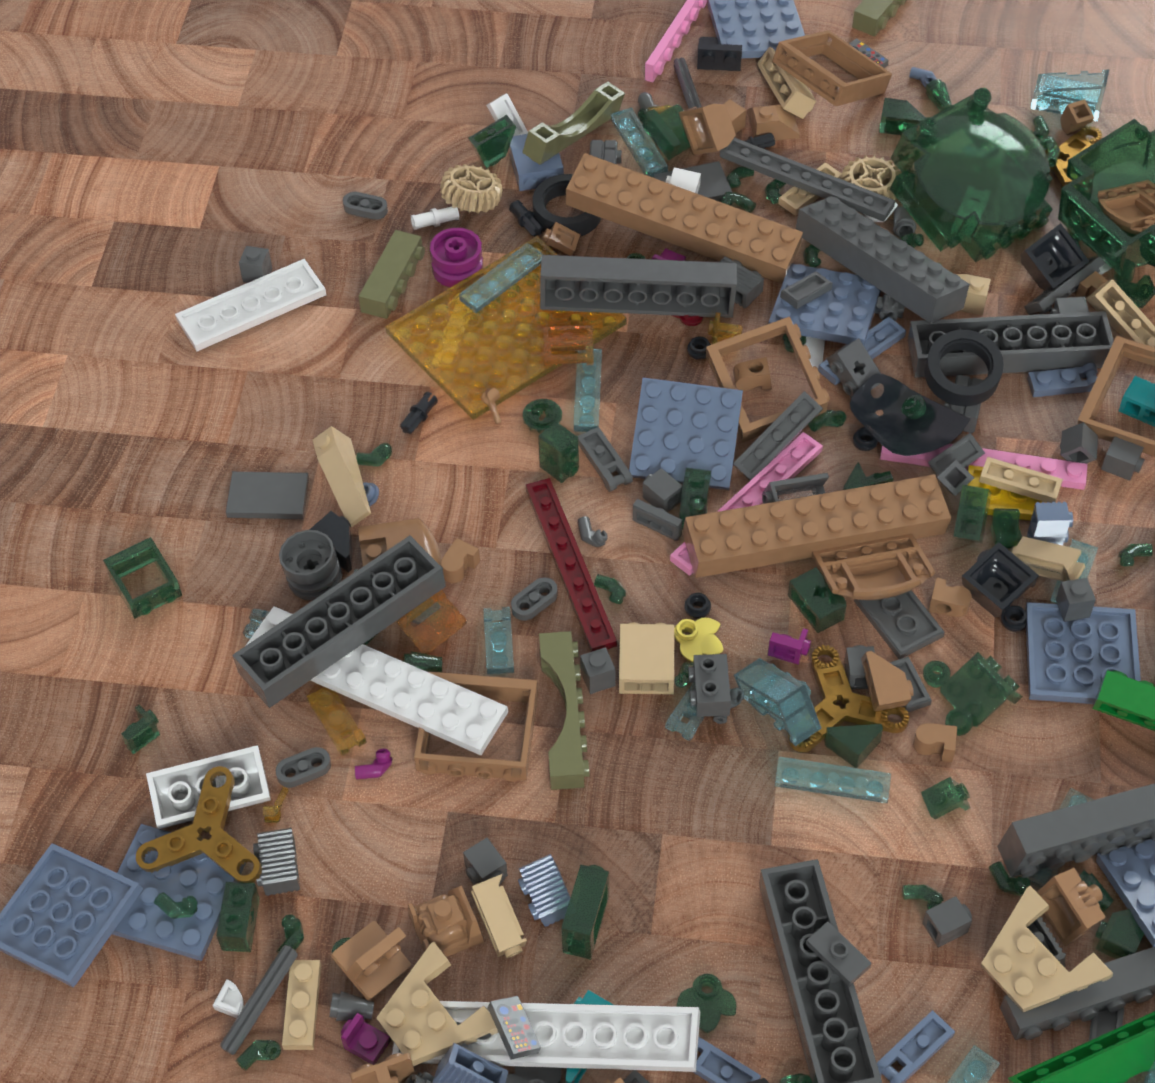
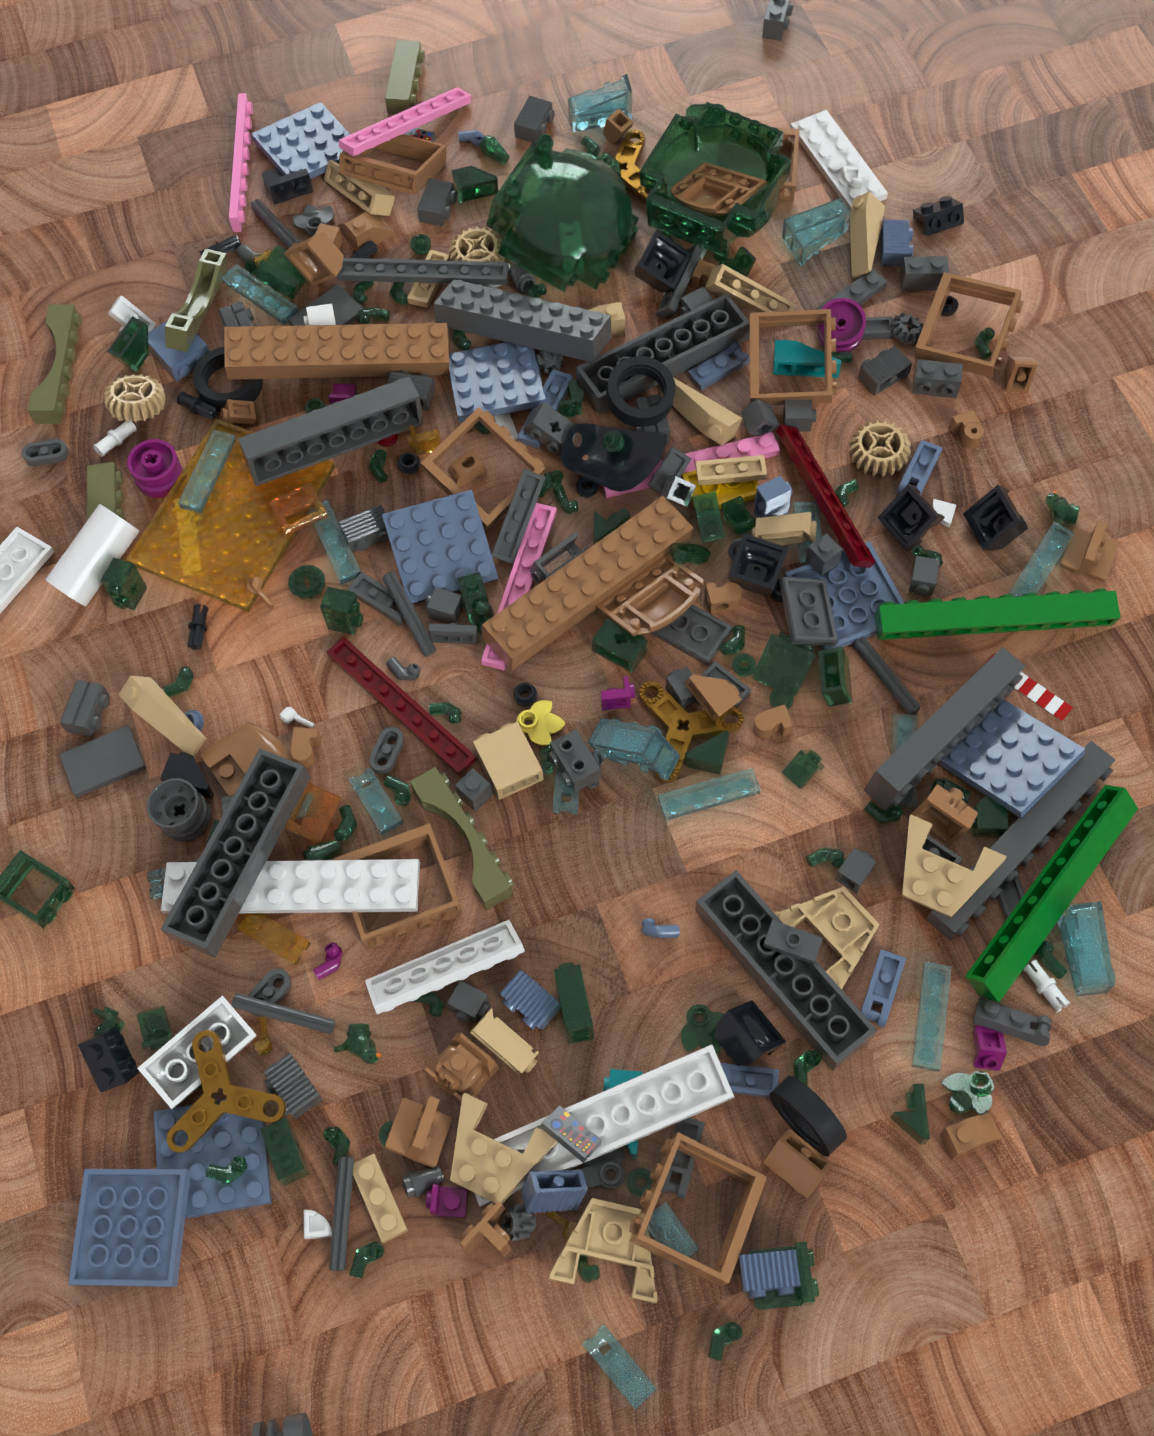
camera: 25 degrees left, 10 degrees up
(126, 756) = (109, 1059): none -> black bracket
(183, 747) = (154, 1027): none -> clear green bracket
(277, 441) = (85, 708): none -> dark grey brick
(305, 791) = (283, 1013): none -> dark grey axle
(356, 309) = (90, 554): none -> white brick
(361, 852) = (360, 1043): none -> clear green animal
(371, 345) = (123, 584): none -> clear green brick
(393, 161) = (48, 399): none -> olive arch
(450, 843) = (436, 1004): none -> clear green arm
(460, 527) = (290, 714): none -> white hand
(460, 650) = (348, 824): none -> clear green arm
(479, 818) = (444, 966): none -> white plate
(529, 640) = (401, 790): none -> clear green arm
(621, 389) = (364, 528): none -> dark grey brick
(623, 484) = (409, 614): none -> dark grey axle
(631, 88) = (226, 245): none -> black axle
(667, 337) = (376, 465): none -> clear green arm
(704, 882) = (659, 931): none -> sand blue arm
(726, 92) = (312, 218): none -> dark grey plate
(745, 1023) = (747, 1034): none -> black brick
(806, 290) = (475, 374): dark grey tile -> none
(819, 155) = (420, 244): none -> clear green plate
(833, 443) = (561, 497): none -> clear green arm
(855, 122) = (436, 202): none -> dark grey brick
(861, 36) = (404, 121): none -> bright pink plate
(891, 359) = (573, 406): none -> clear green bracket
(903, 967) = (841, 924): none -> tan wing
(929, 539) = (689, 553): none -> clear green plate
(938, 649) = (736, 643): none -> clear green arm
(997, 78) = (533, 119): none -> dark grey brick
(1023, 418) = (705, 414): none -> tan slope
(1025, 723) = (835, 676): none -> clear green brick
(1029, 647) = (808, 611): none -> dark grey tile
(1084, 749) = (887, 676): none -> dark grey axle
(1109, 547) = (825, 497): none -> dark red plate

